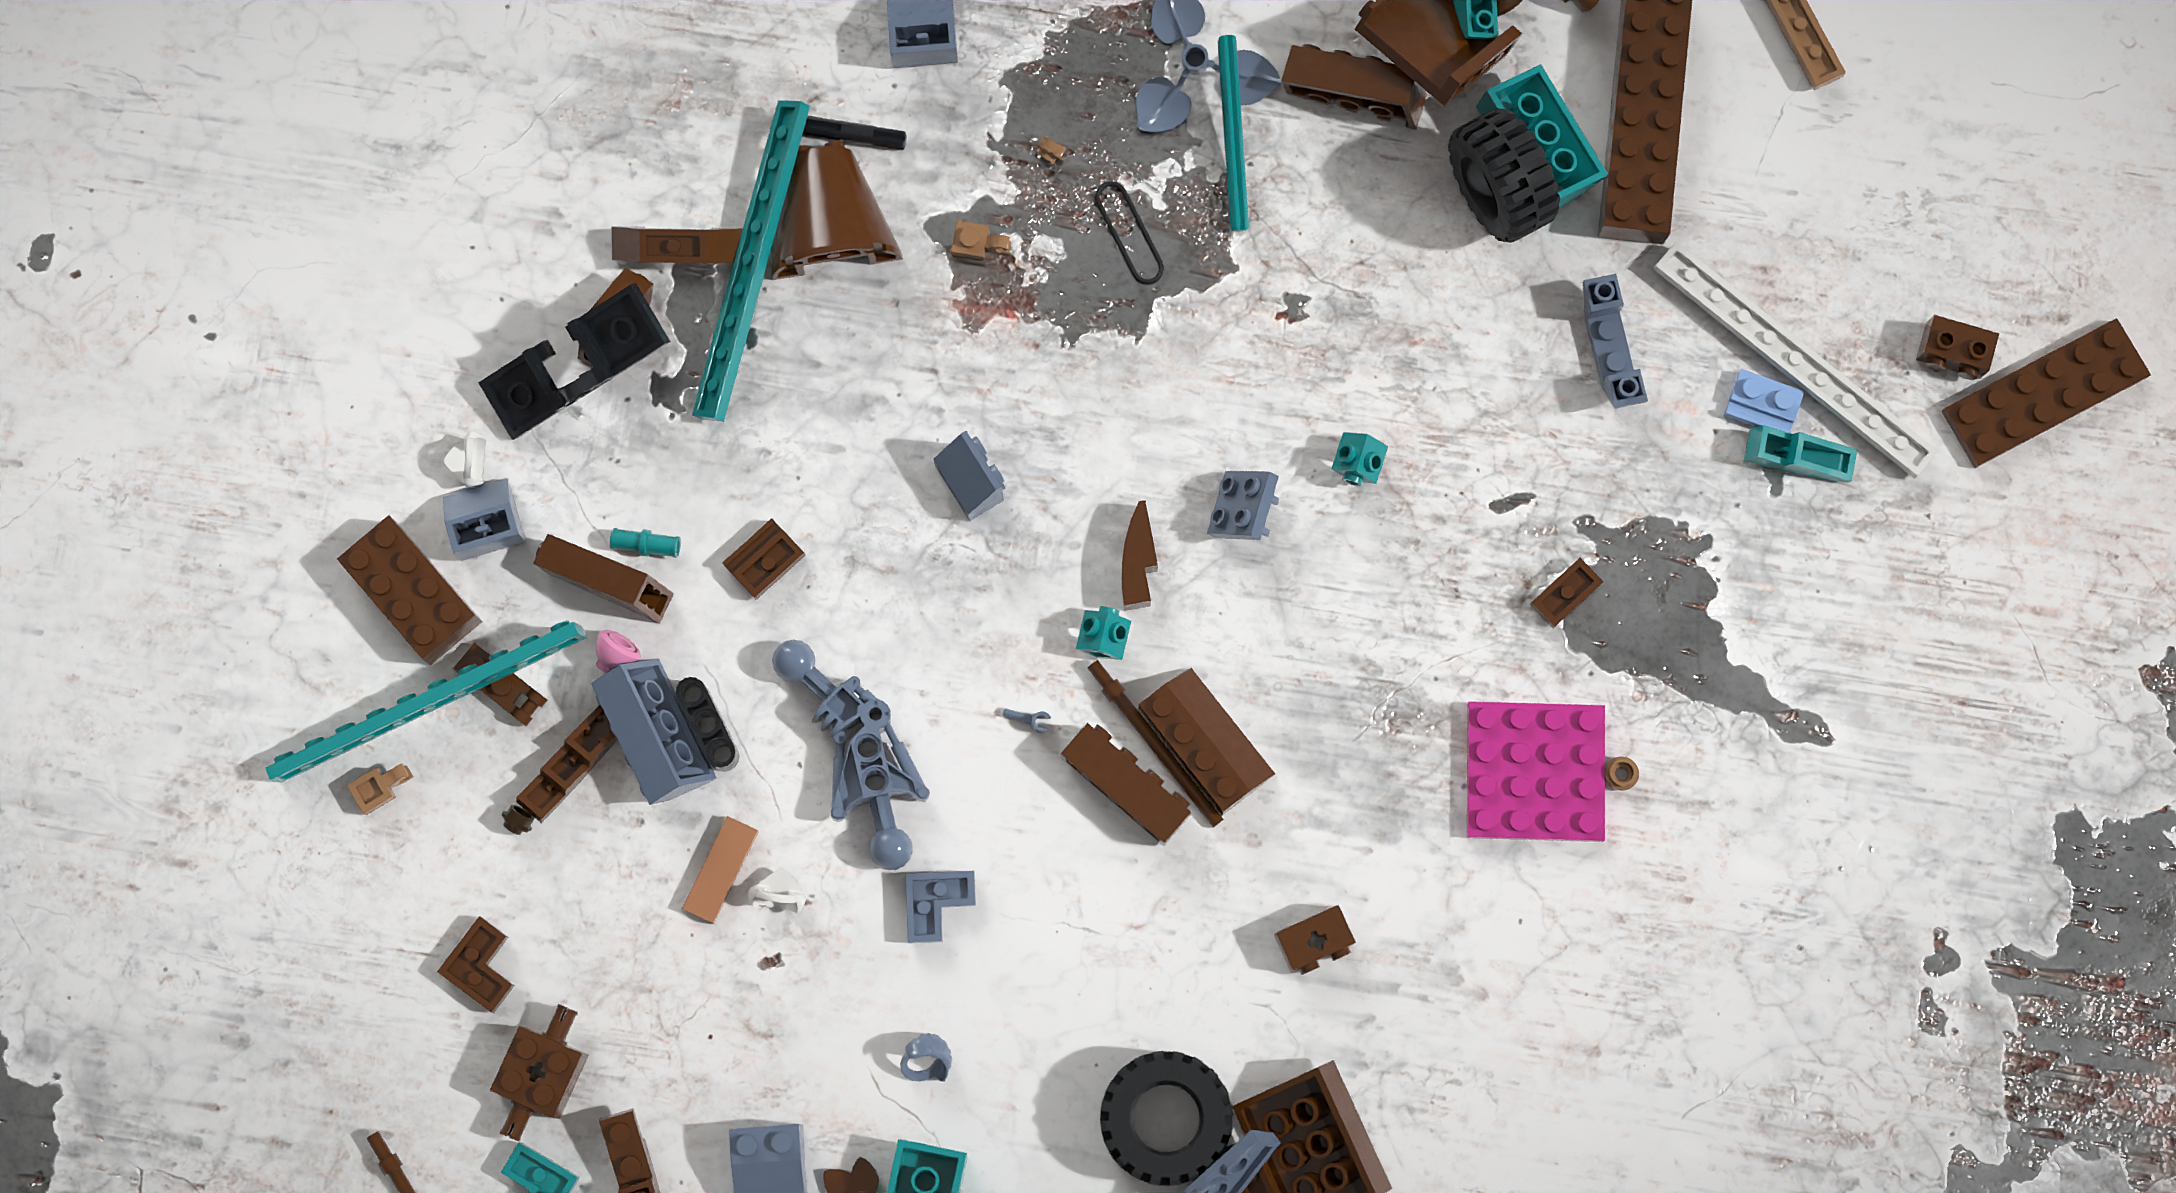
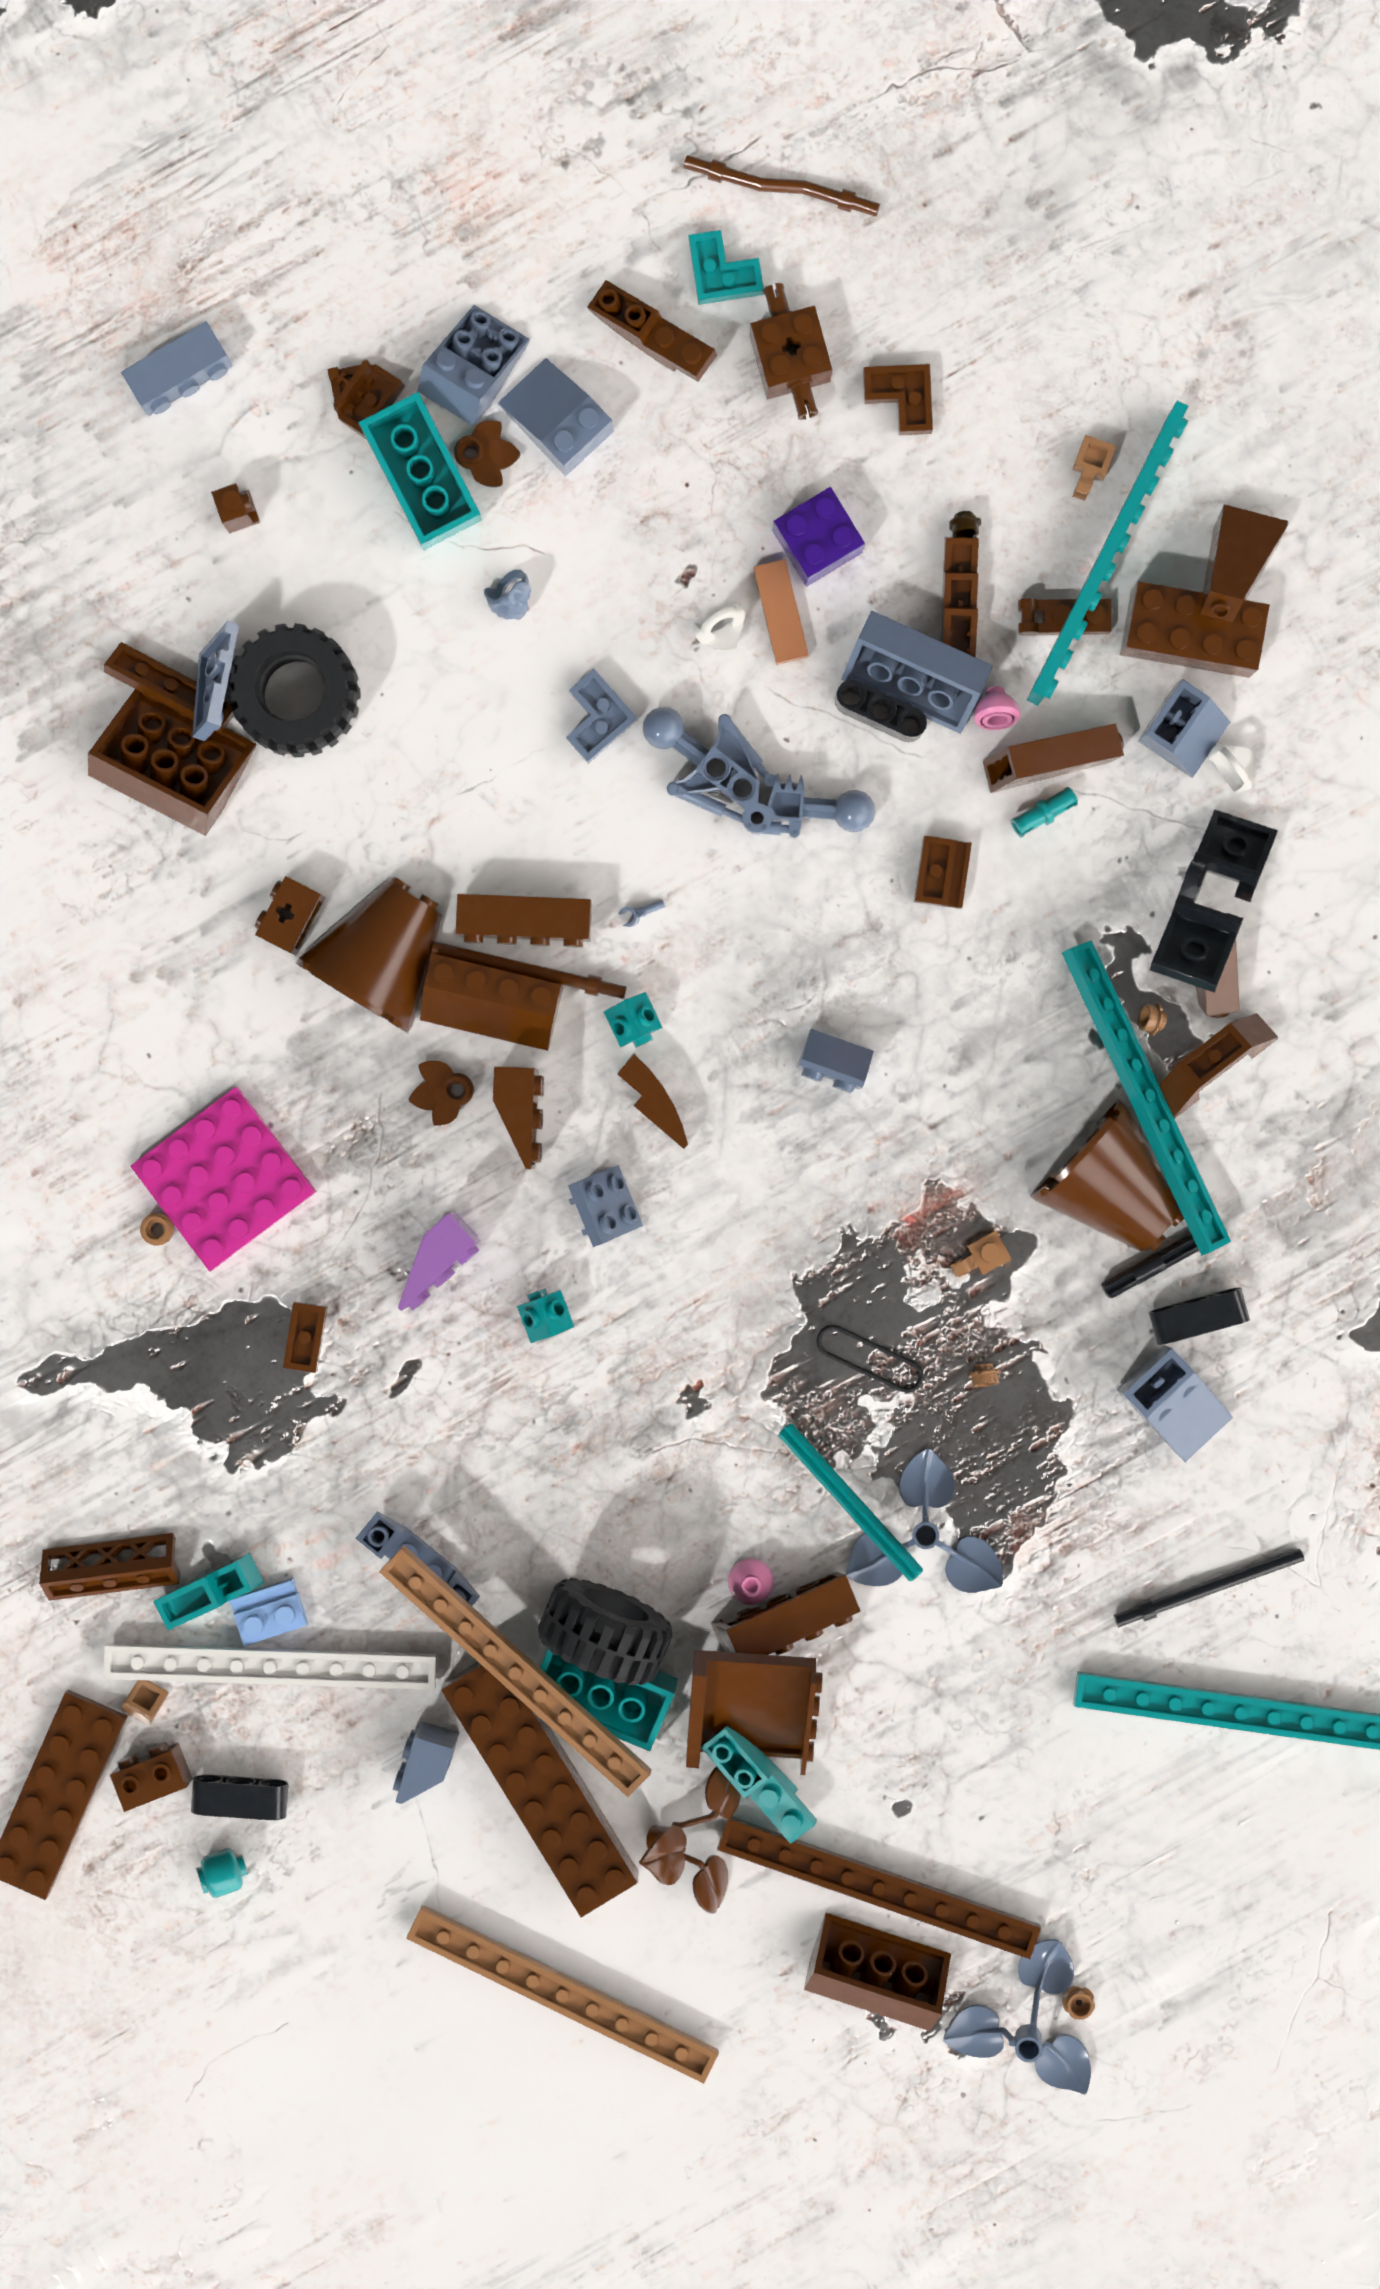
camera: 140 degrees right, 10 degrees up
(331, 614) = (1237, 557): none -> reddish brown slope
(641, 903) = (818, 536): none -> dark purple brick
(695, 317) = (1152, 1018): none -> medium nougat plate
(848, 66) = (1199, 1316): none -> black beam
(1246, 643) = (517, 1101): none -> reddish brown slope
(1266, 854) = (379, 952): none -> reddish brown cone
(1308, 704) = (437, 1092): none -> reddish brown plate
(1360, 136) = (750, 1581): none -> bright pink brick
(1398, 571) = (439, 1251): none -> medium lavender slope
(1598, 201) = (515, 1671): none -> medium nougat plate
(1723, 189) = (429, 1758): none -> sand blue slope
(1874, 527) = (103, 1578): none -> reddish brown fence
(1897, 278) = (239, 1797): none -> black beam
(1918, 410) = (144, 1701): none -> medium nougat slope
(1956, 231) = (221, 1873): none -> teal head

